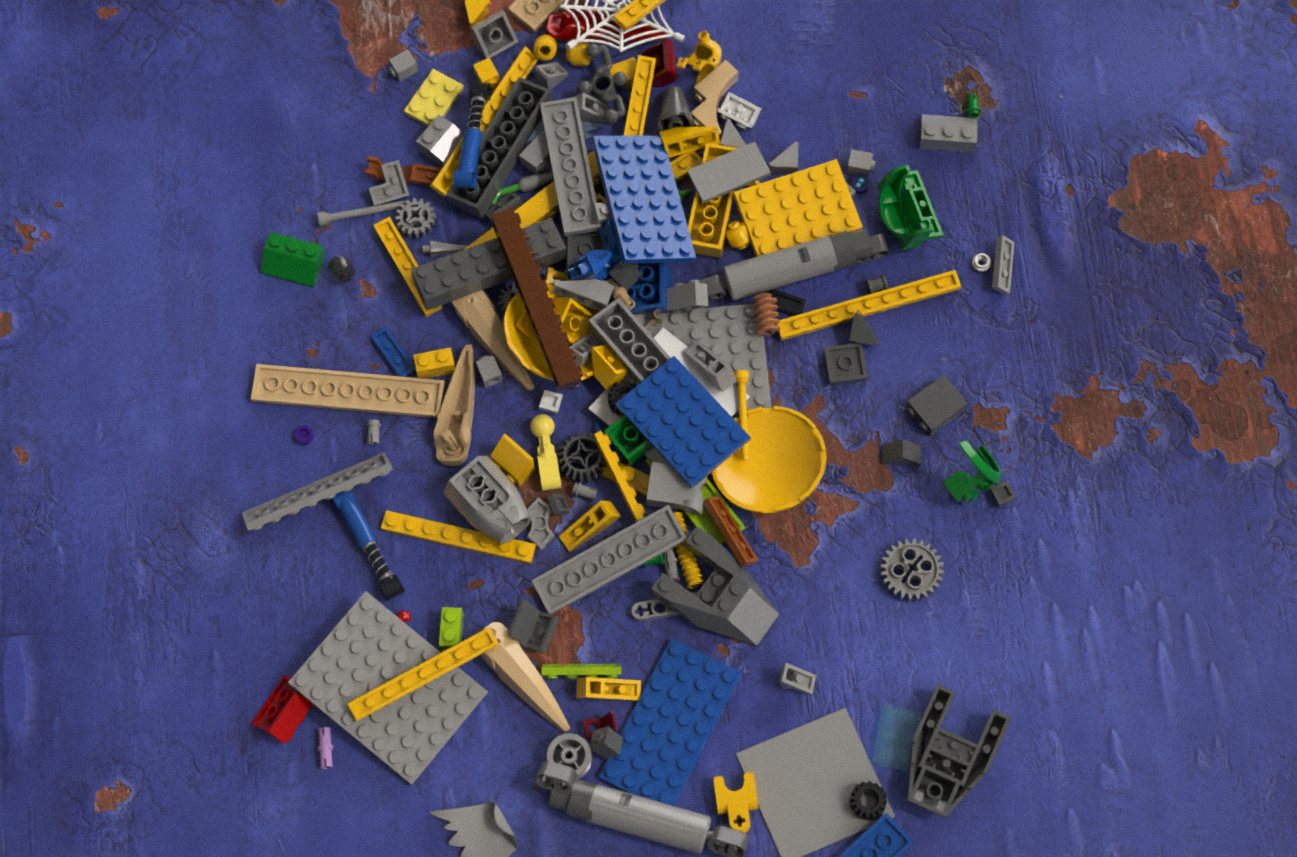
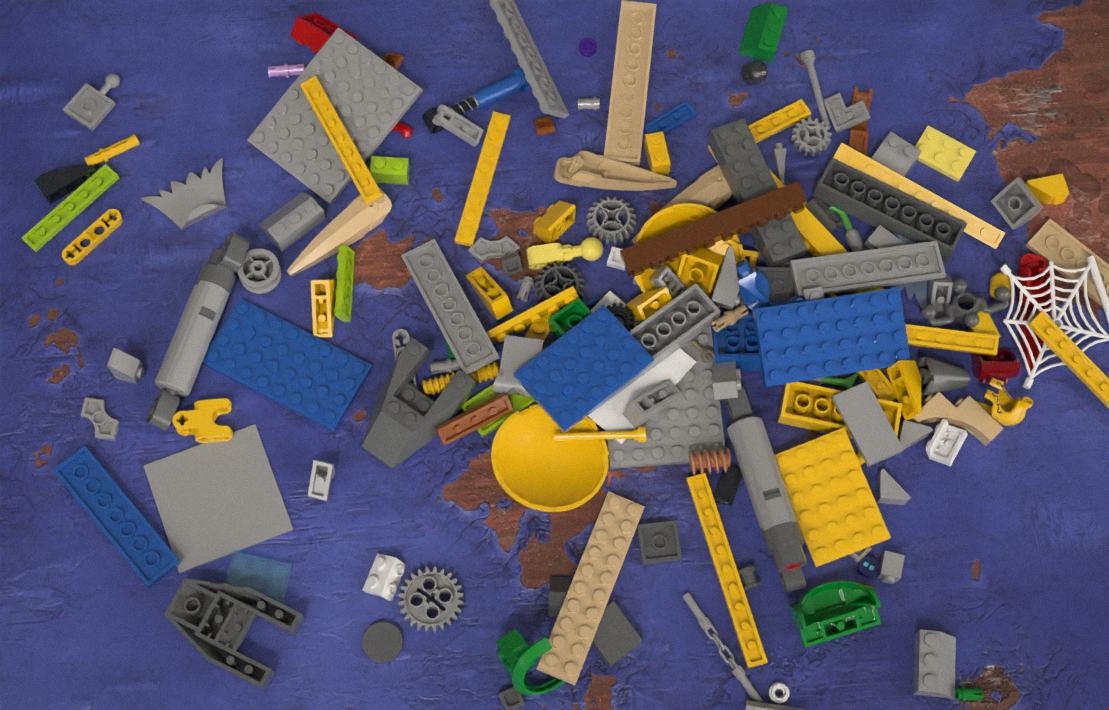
camera: 85 degrees right, 0 degrees up
(317, 634) = (393, 59): none -> dark orange tile
(399, 476) = (544, 125): none -> dark orange tile
(401, 560) = (458, 125): none -> light grey plate
(403, 66) = (977, 123): light grey brick -> none
(465, 176) = (850, 170): blue piece -> none
(486, 72) = (973, 199): yellow brick -> none
(488, 500) = (511, 196): light grey animal -> none
(489, 371) = (650, 202): light grey brick -> none
(507, 729) = (293, 221): none -> light grey slope
(517, 397) = (610, 210): none -> light grey gear
(532, 627) = (387, 237): dark grey bracket -> none
(542, 52) = (1006, 252): yellow head -> none
(550, 75) = (976, 259): light grey slope -> none
(606, 721) = (287, 305): dark red bracket -> none
(606, 742) = (269, 302): dark grey brick -> none
(625, 274) = (745, 321): dark grey brick -> none
(738, 235) = (800, 434): yellow head -> none
(861, 331) = (694, 559): dark grey slope -> none
(873, 789) = (186, 536): black tyre -> none
(890, 615) = (384, 576): none -> white bracket
(893, 418) = (591, 588): none -> tan plate
(954, 614) = (382, 642): none -> dark grey tile
(962, 297) = (737, 670): none -> light grey piece

